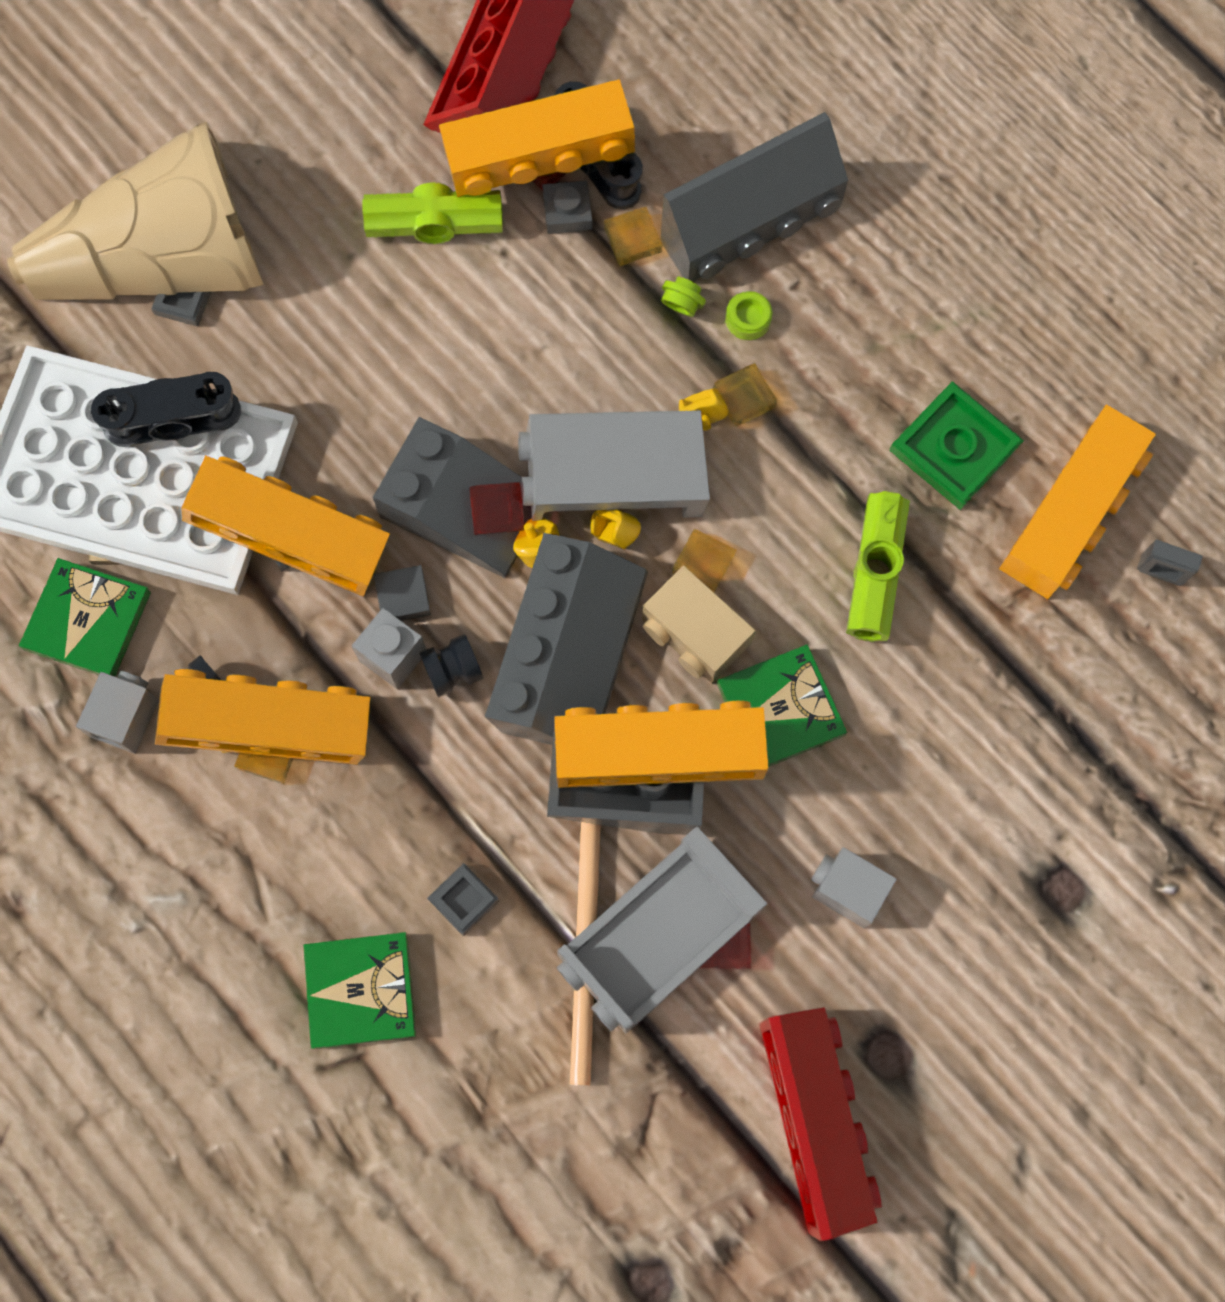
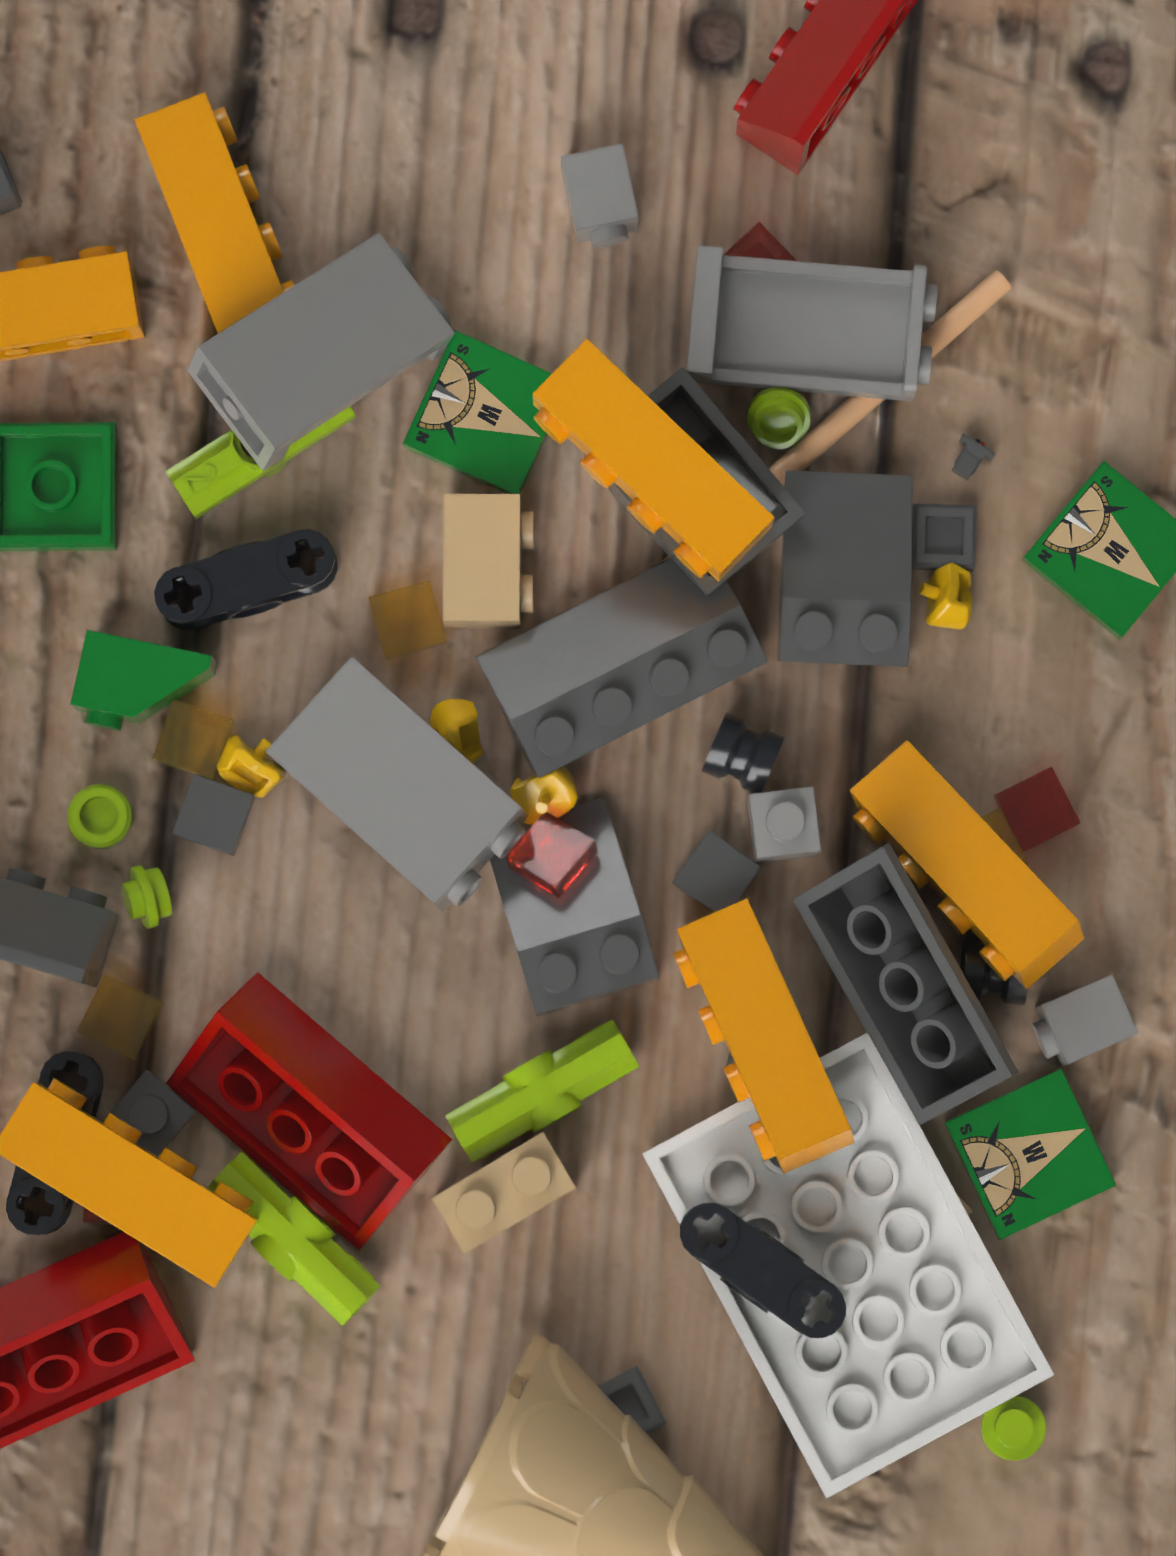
camera: 130 degrees left, 10 degrees up
(233, 623) = (905, 984): none -> dark grey slope
(259, 802) = (1037, 809): none -> clear red tile
(346, 329) = (503, 1193): none -> tan brick
(380, 398) = (542, 1091): none -> lime piece
(425, 866) = (948, 597): none -> yellow piece
(489, 279) = (307, 1110): none -> red slope
(493, 961) = (971, 456): none -> dark grey piece
(495, 817) = (847, 570): none -> dark grey slope
(622, 866) = (778, 417): none -> lime plate
(693, 368) = (213, 815): none -> dark grey tile
(807, 492) = (246, 579): none -> black piece
(810, 387) = (133, 679): none -> green slope
(904, 640) = (319, 348): none -> light grey panel
(1030, 656) = (212, 208): none -> light orange brick

